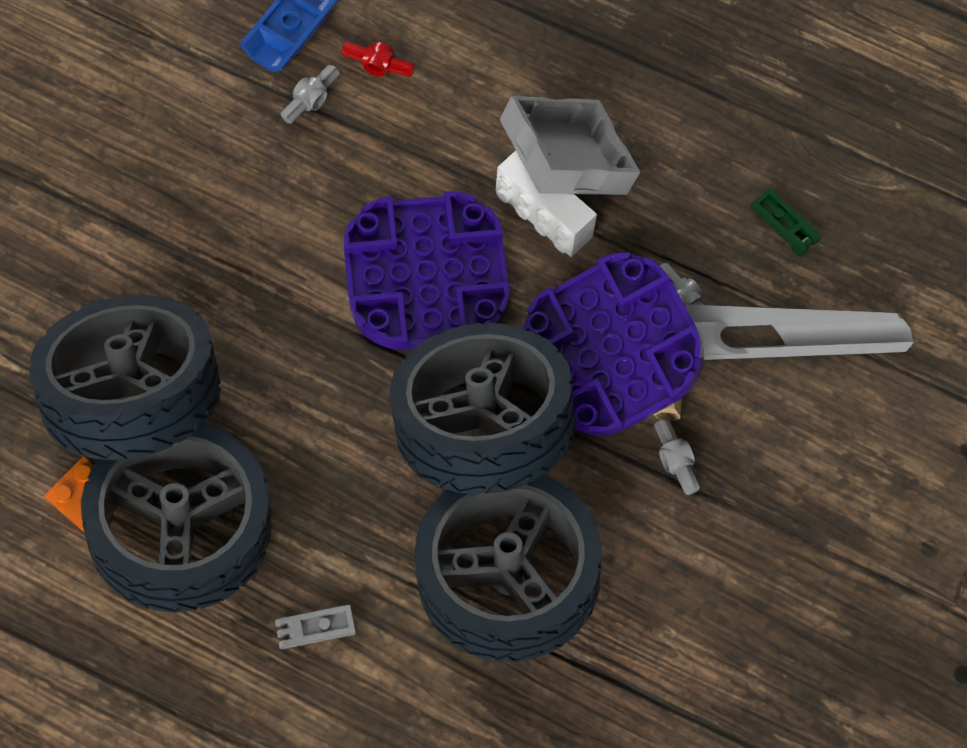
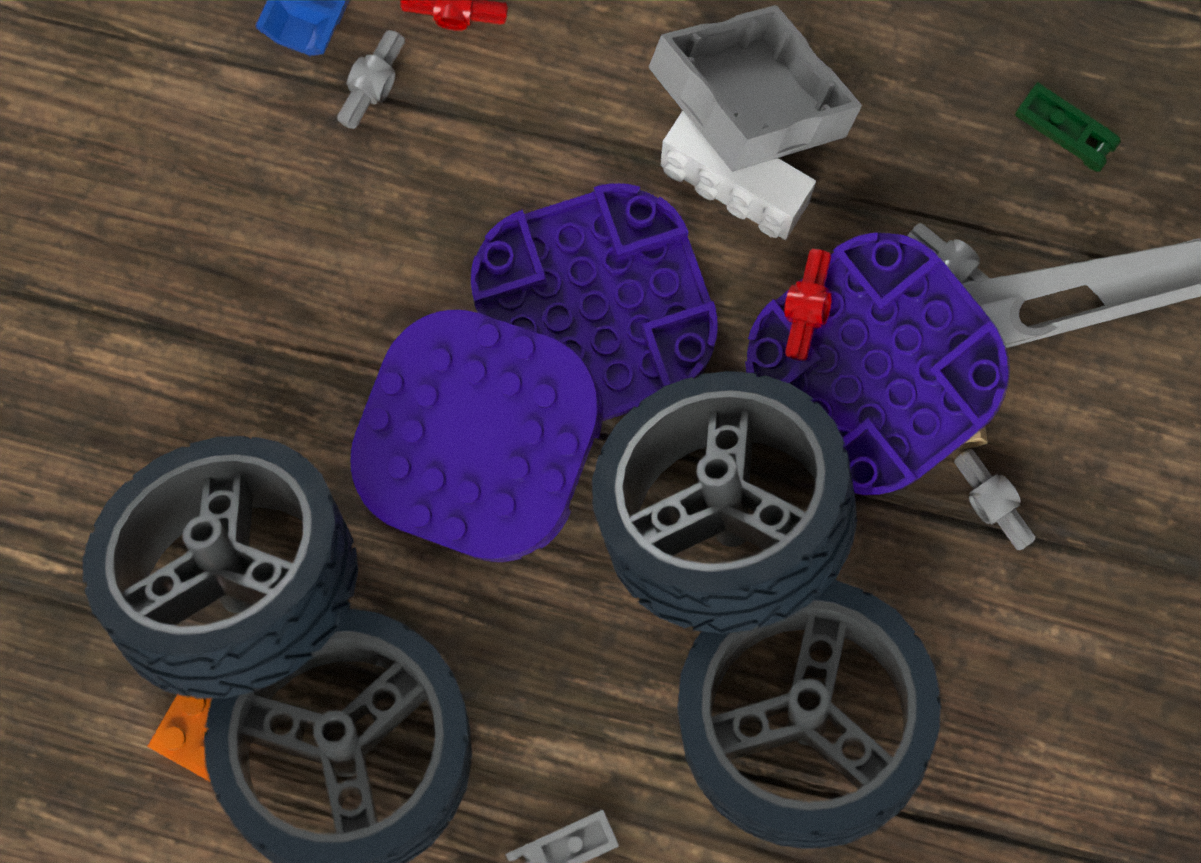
camera: 10 degrees left, 10 degrees up
(323, 335) = (476, 435): none -> dark purple plate
(572, 293) = (808, 304): none -> red axle

